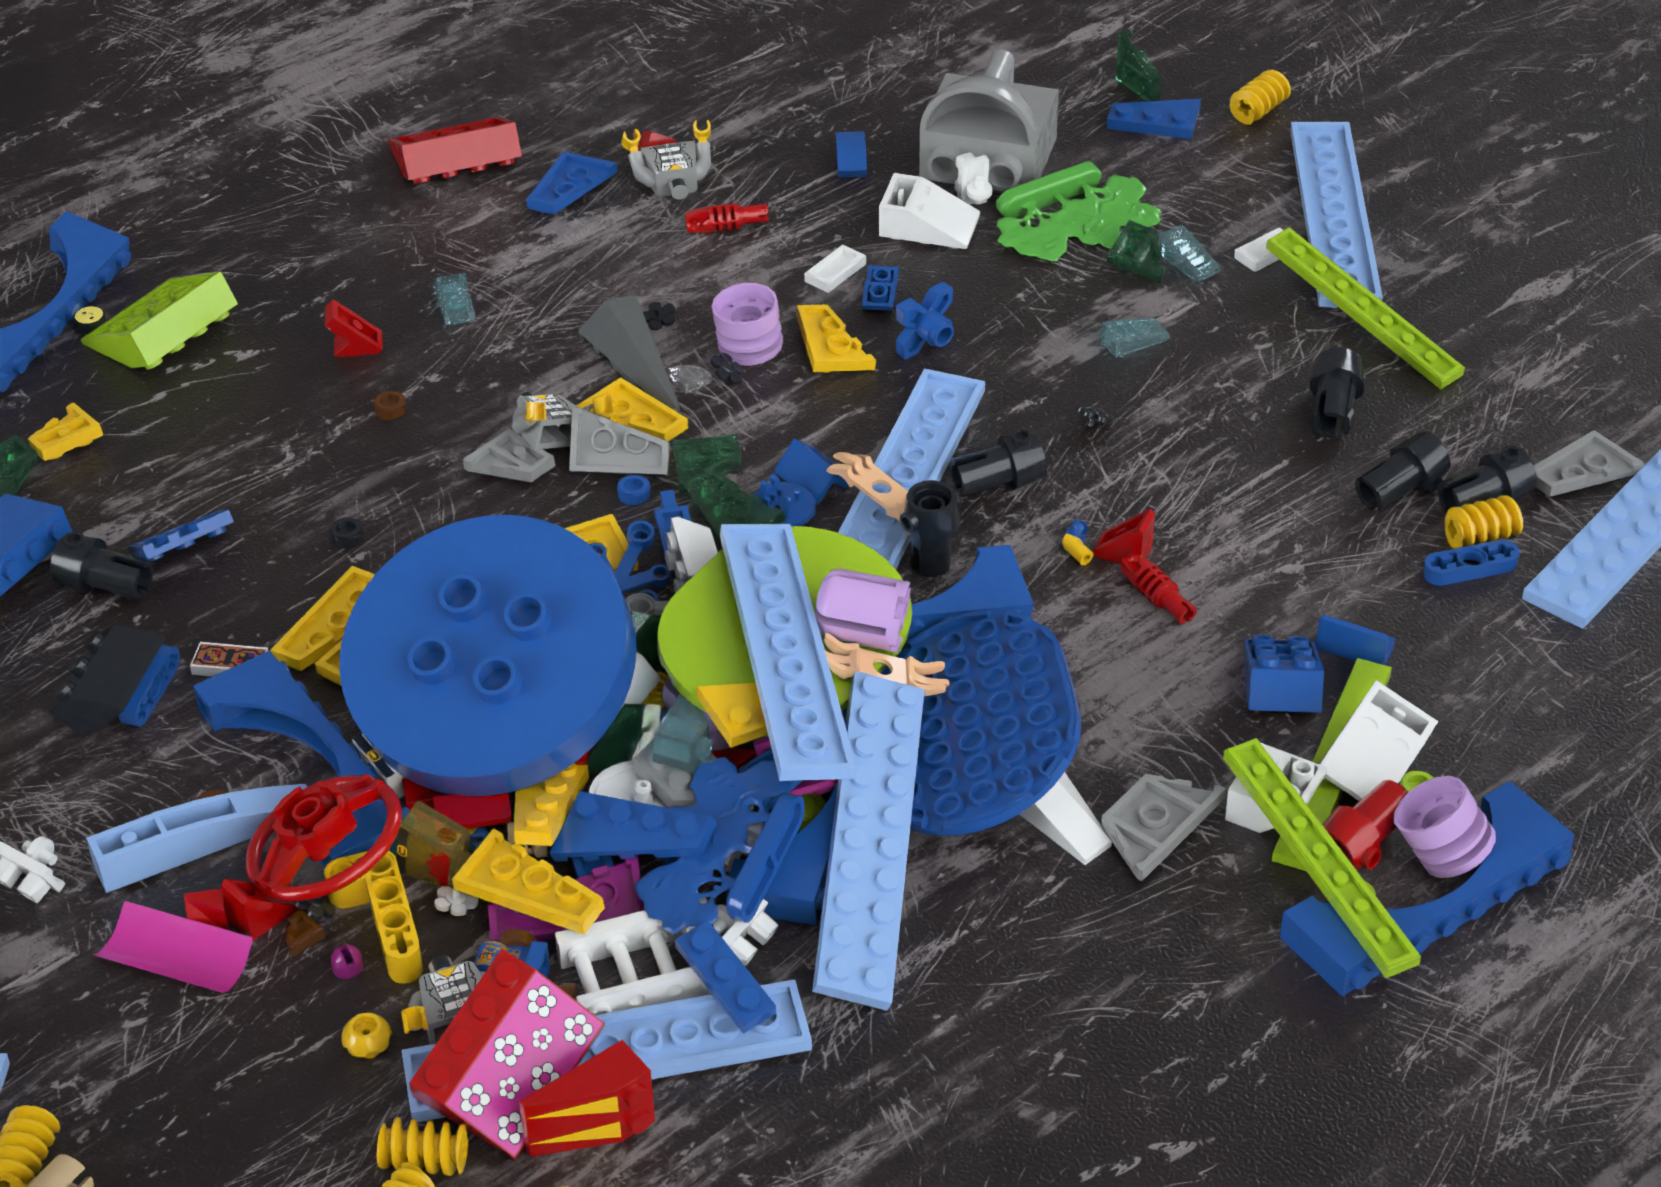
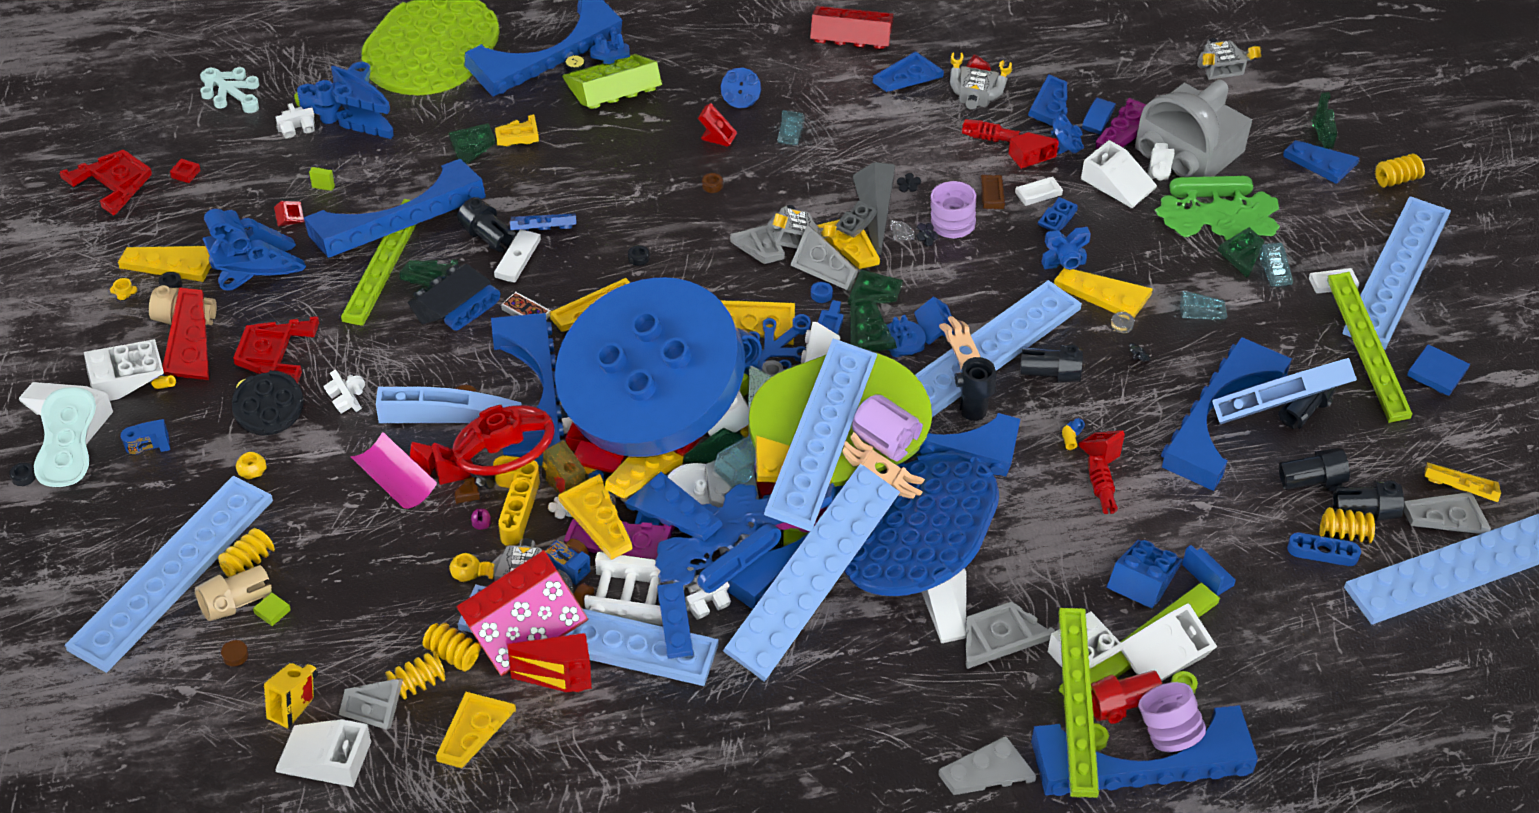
camera: 25 degrees right, 5 degrees up
(46, 663) = (424, 271): none -> clear green wing
(132, 282) = (610, 50): none -> blue plate
(172, 594) = (517, 255): none -> white tile
(341, 274) = (731, 86): none -> blue plate
(627, 379) = (857, 219): none -> dark grey slope
(780, 158) = (1050, 100): none -> blue wing
(785, 291) = (992, 192): none -> reddish brown tile
(795, 219) = (1032, 149): none -> red slope
(828, 189) = (1067, 135): none -> blue plate
(828, 343) = (1001, 239): yellow wing -> none
(894, 152) = (1125, 126): none -> magenta wing
(965, 38) = (1225, 58): none -> torso
(1008, 359) = (1104, 291): none -> yellow wing
(1047, 388) = (1122, 322): none -> clear tile
(1239, 504) = (1191, 448): none -> blue arch
(1251, 991) = (987, 767): none -> light grey wing
(1309, 391) = (1283, 390): none -> light blue slope
(1459, 307) = (1438, 370): none -> blue tile
(1576, 422) = (1463, 481): none -> yellow wing

